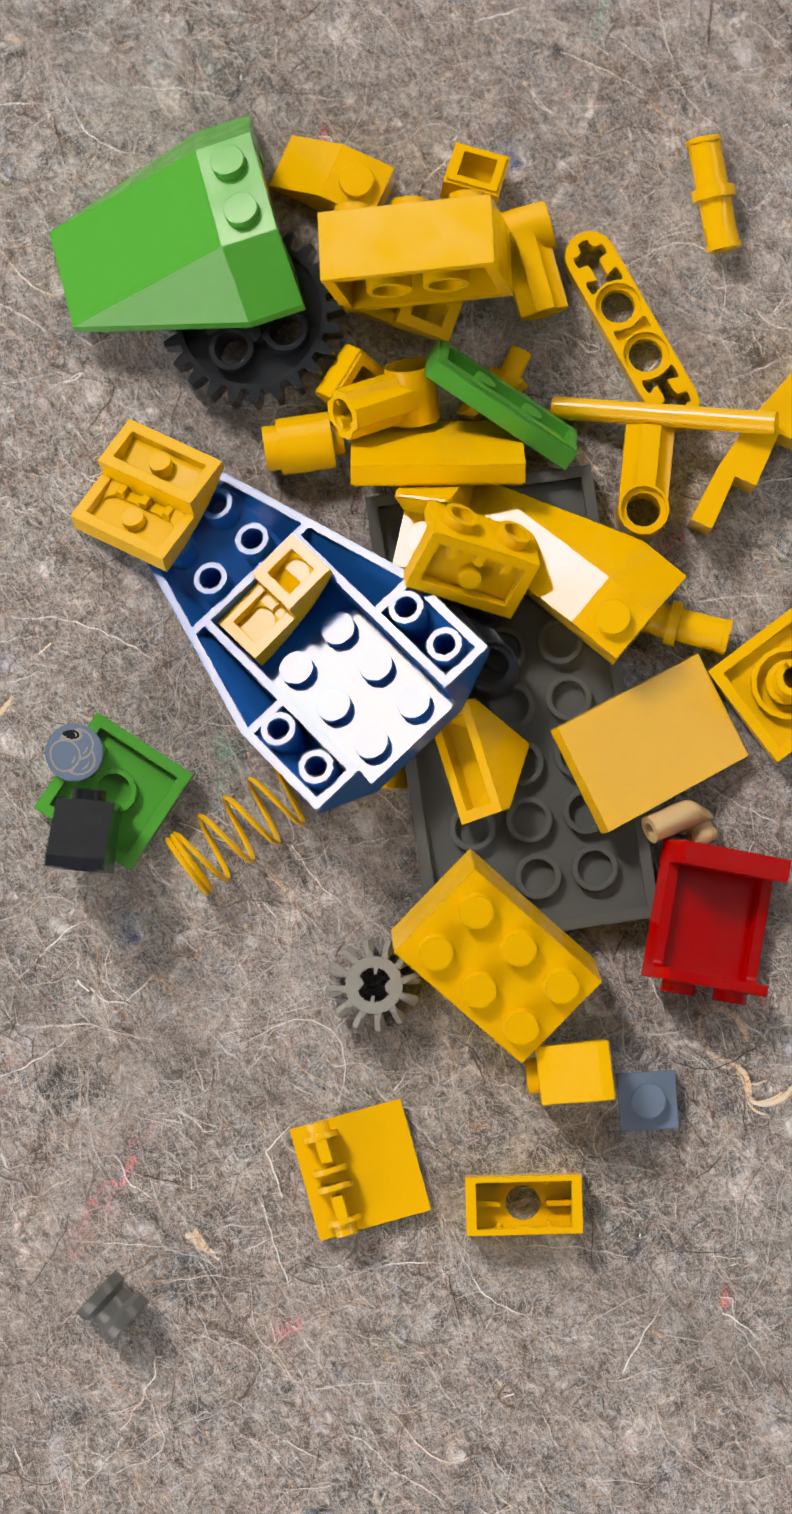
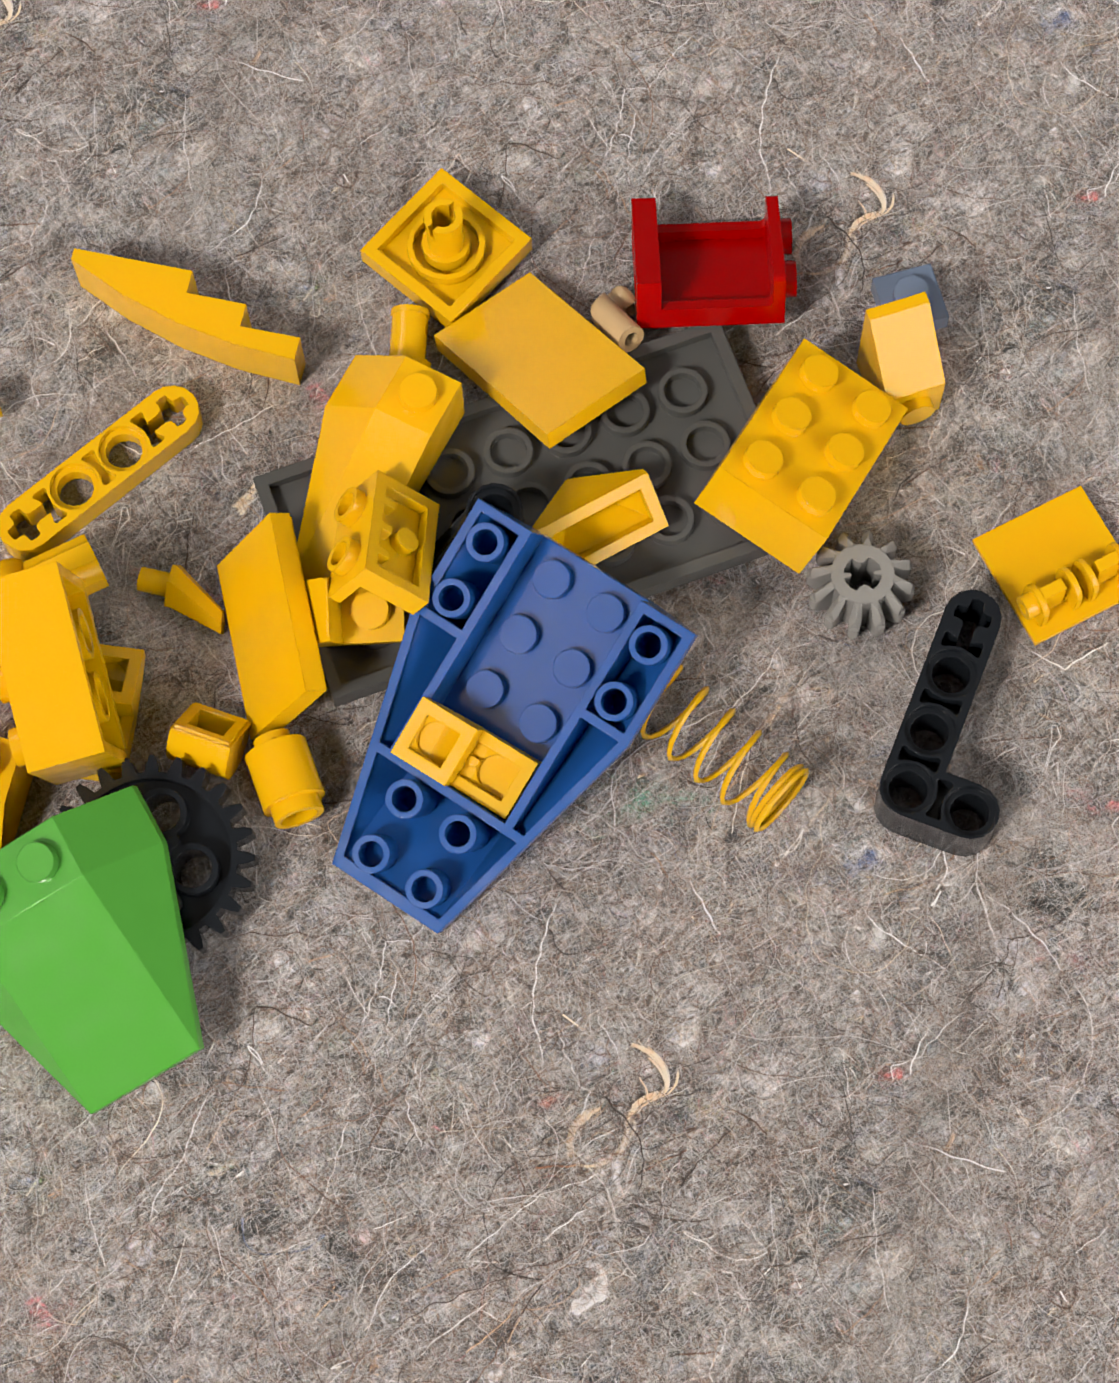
camera: 100 degrees left, 15 degrees down
(74, 753) = (684, 942): sand blue tile -> none
(83, 833) = (776, 899): black slope -> none
(136, 779) = (715, 901): bright green plate -> none
(148, 495) = (375, 930): yellow slope -> none
(233, 1034) = (945, 716): none -> black beam
(396, 398) = (219, 684): yellow piece -> none
(501, 403) = (203, 572): bright green tile -> none
(558, 1210) = (1049, 361): yellow piece -> none
(645, 476) = (255, 422): yellow piece -> none
(666, 415) = (187, 412): yellow bar -> none

